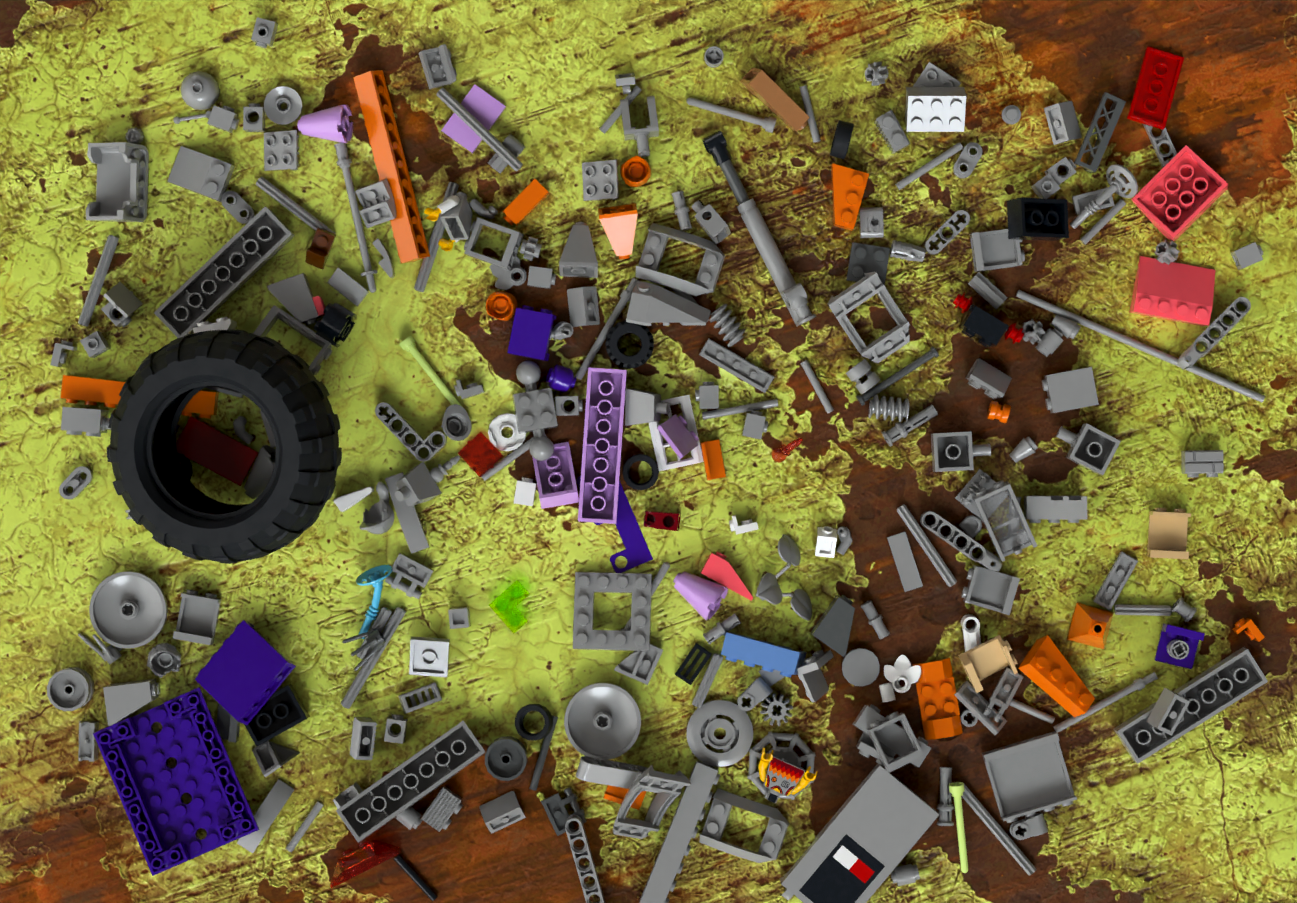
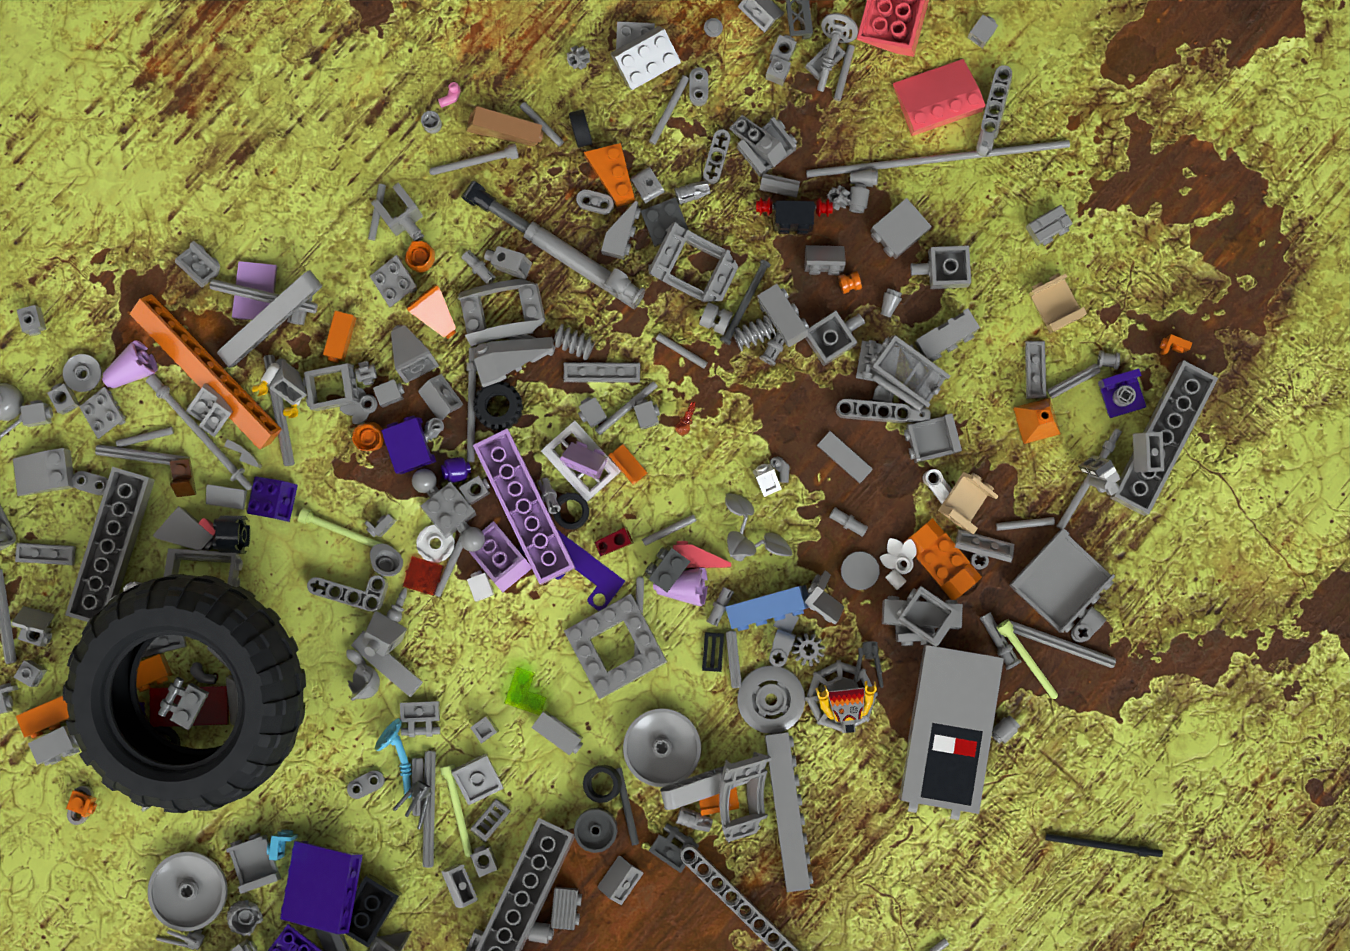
camera: 30 degrees left, 5 degrees down
(79, 483) = (82, 803): none -> orange bracket
(163, 246) = (45, 554): none -> light grey tile
(224, 465) = (189, 705): none -> dark grey plate
(226, 615) = (276, 848): none -> medium azure bracket
(306, 193) = (144, 437): none -> light grey bar
(330, 605) = (365, 784): none -> light grey plate
(347, 501) = (331, 680): white slope -> none
(387, 311) = (272, 498): none -> dark purple bracket
(406, 636) = (446, 771): none -> yellowish green piece
(474, 154) = (269, 319): none -> light grey beam
(482, 211) = (306, 365): light grey arm -> none
(520, 658) = (558, 733): none -> light grey window
(594, 797) = (694, 820): none -> light grey hinge
(625, 81) = (366, 185): light grey tile -> none
(629, 448) = (549, 496): none -> light grey pin
(640, 664) = (667, 678): light grey wing -> none
(643, 407) = (541, 453): light grey torso -> none
(694, 570) = (666, 568): none -> dark grey bracket
(716, 537) = (668, 530): none -> light grey bar
(718, 818) = (813, 775): light grey wedge -> none
(746, 43) = (452, 96): none -> bright pink arm
(746, 526) = (689, 505): white bracket -> none
(818, 210) = (595, 202): none -> light grey plate
(819, 254) = (619, 234): none -> light grey slope
(829, 742) = (870, 650): none -> dark grey plant
(835, 624) = (816, 545): dark grey slope -> none
(892, 132) = (620, 98): light grey brick -> none
(923, 409) = (783, 315): none -> light grey wedge
(926, 545) = (855, 432): light grey axle -> none
(983, 532) = (898, 392): none -> light grey bar
(992, 240) = (759, 140): none -> light grey slope
(1003, 692) = (996, 520): light grey hinge -> none
(1037, 219) = (786, 99): black brick -> none
(1056, 677) = (1034, 481): orange wedge -> none
(1117, 705) = (1102, 474): none -> light grey hips
(1167, 252) = (913, 66): light grey gear -> none

